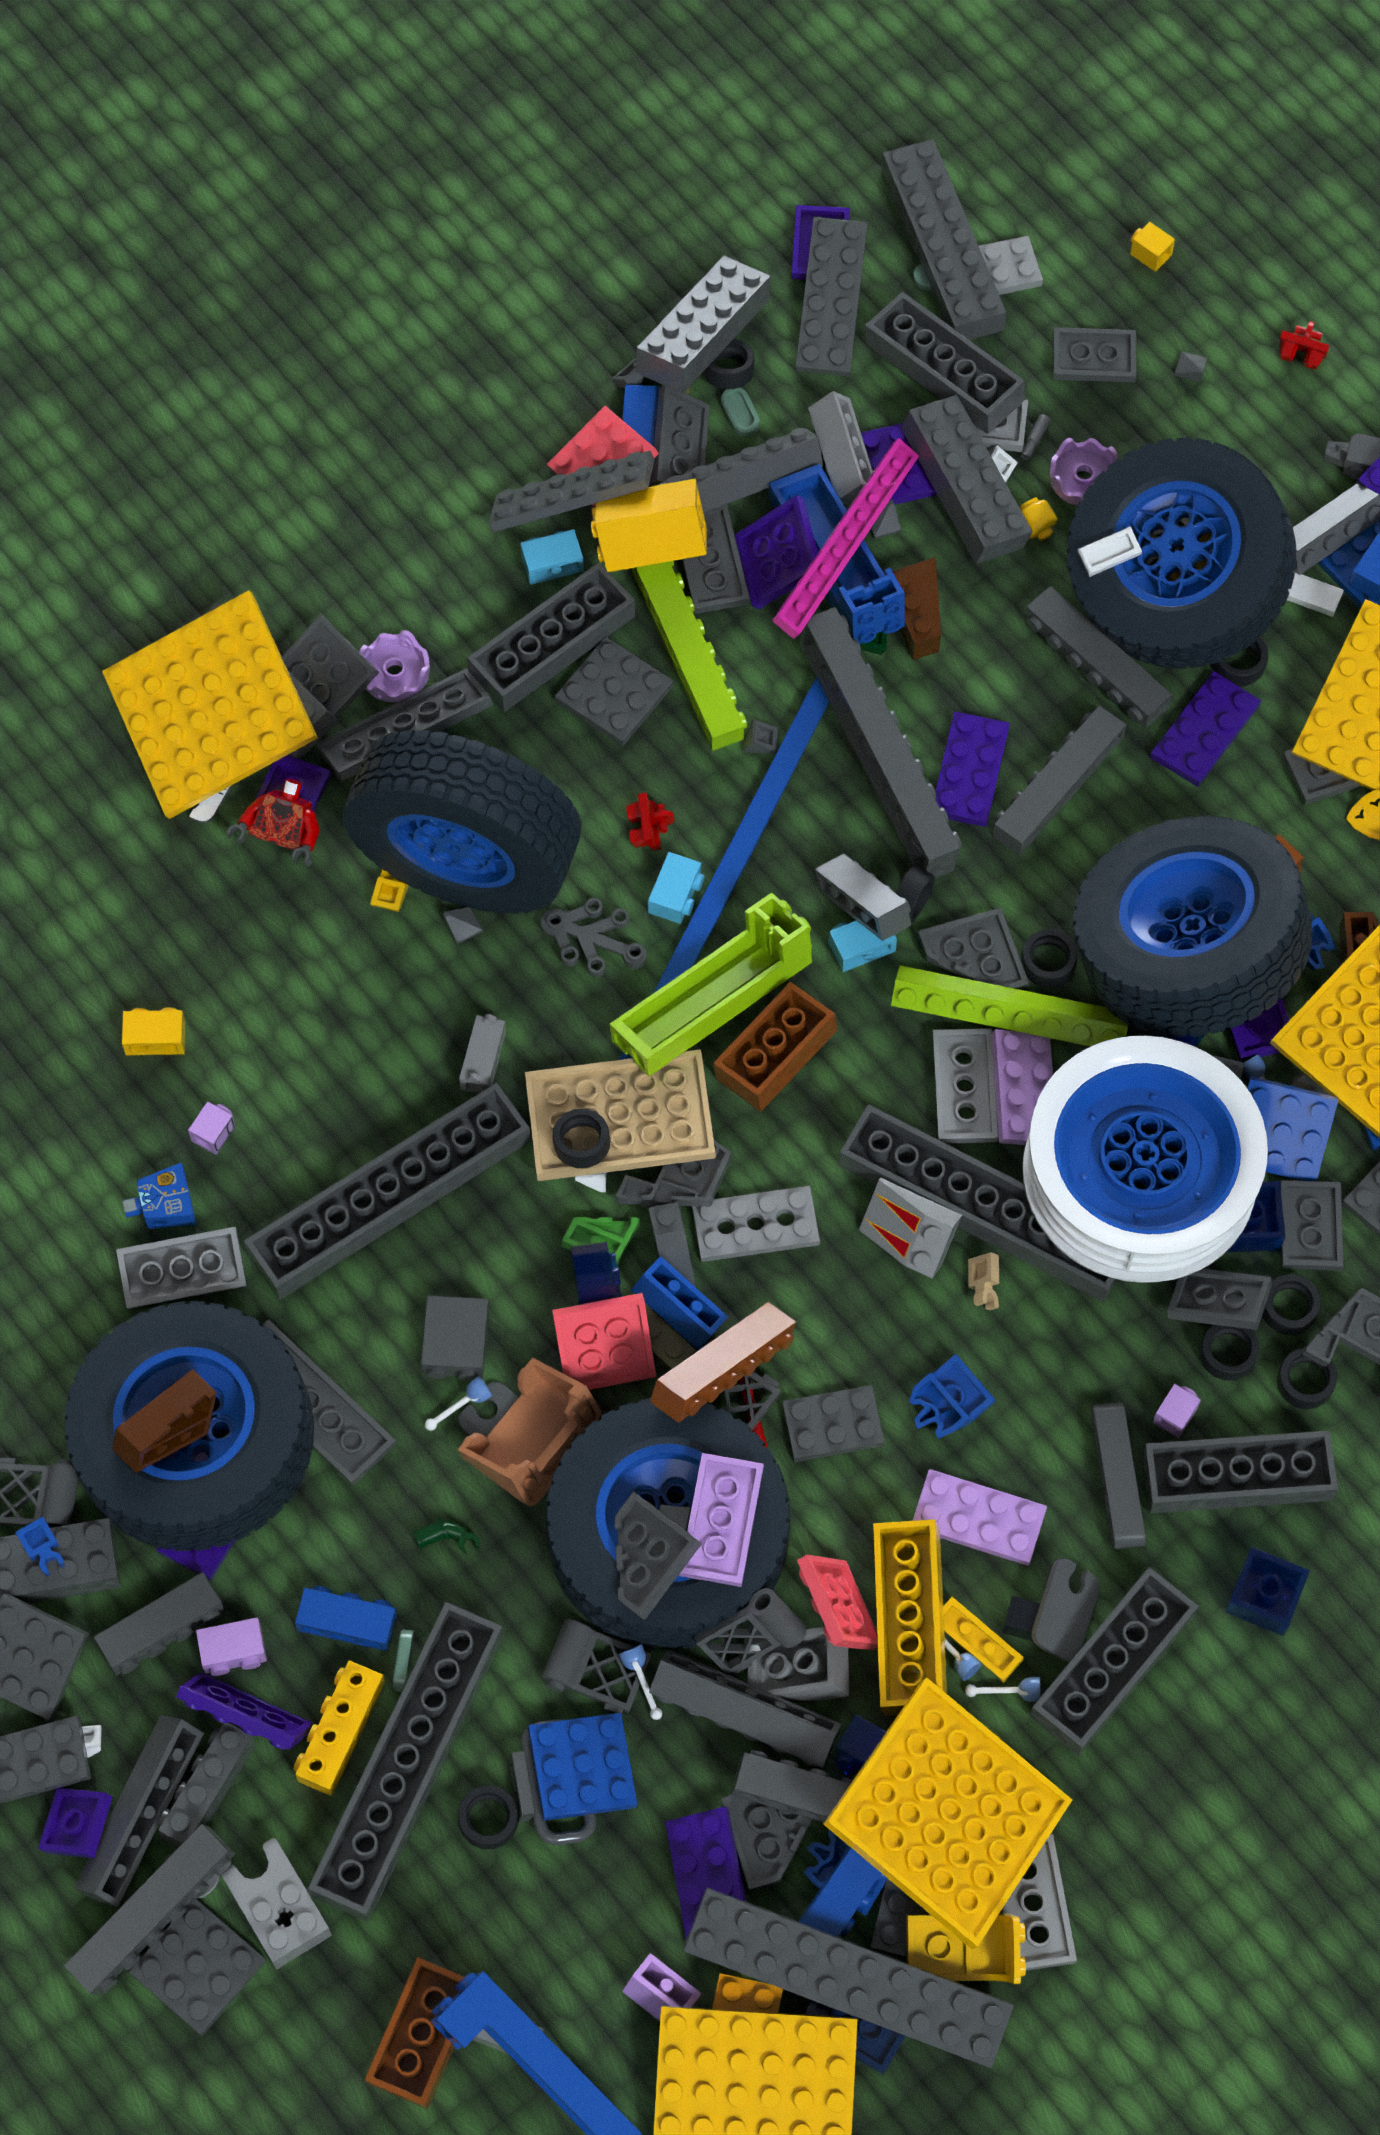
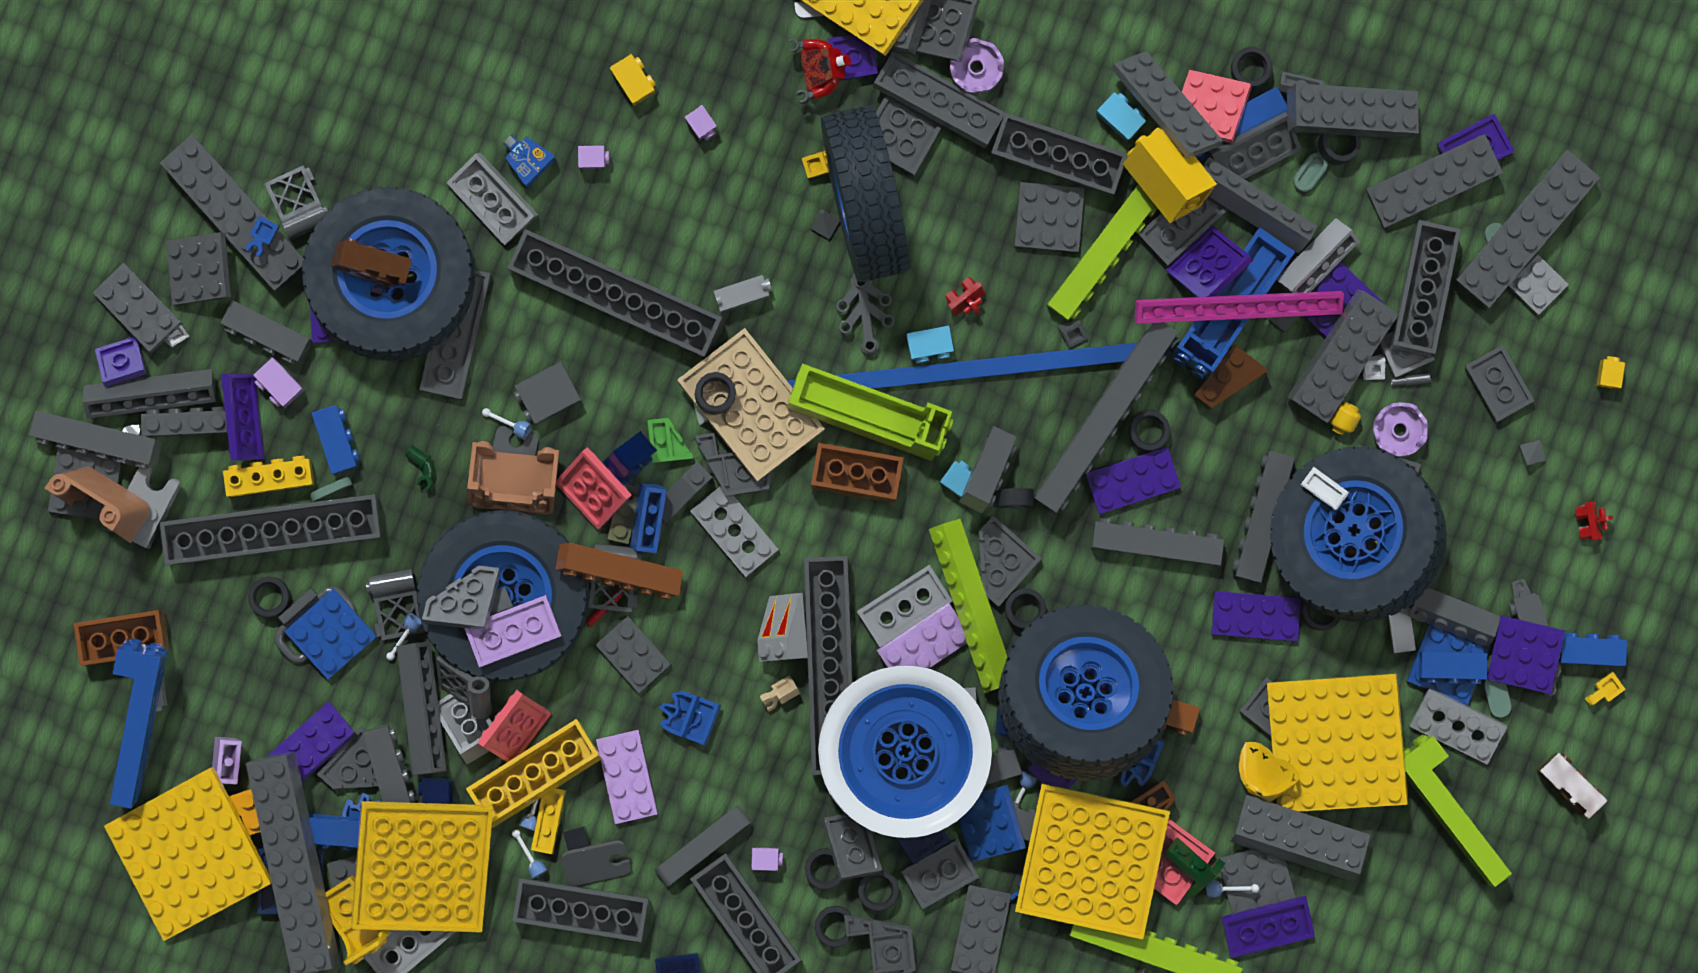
camera: 55 degrees right, 20 degrees up
(256, 987) = (701, 123): none -> lavender brick
(263, 1915) = (122, 511): none -> nougat windscreen
(581, 386) = (1261, 54): none -> black tyre
(927, 700) = (1149, 446): none -> black tyre

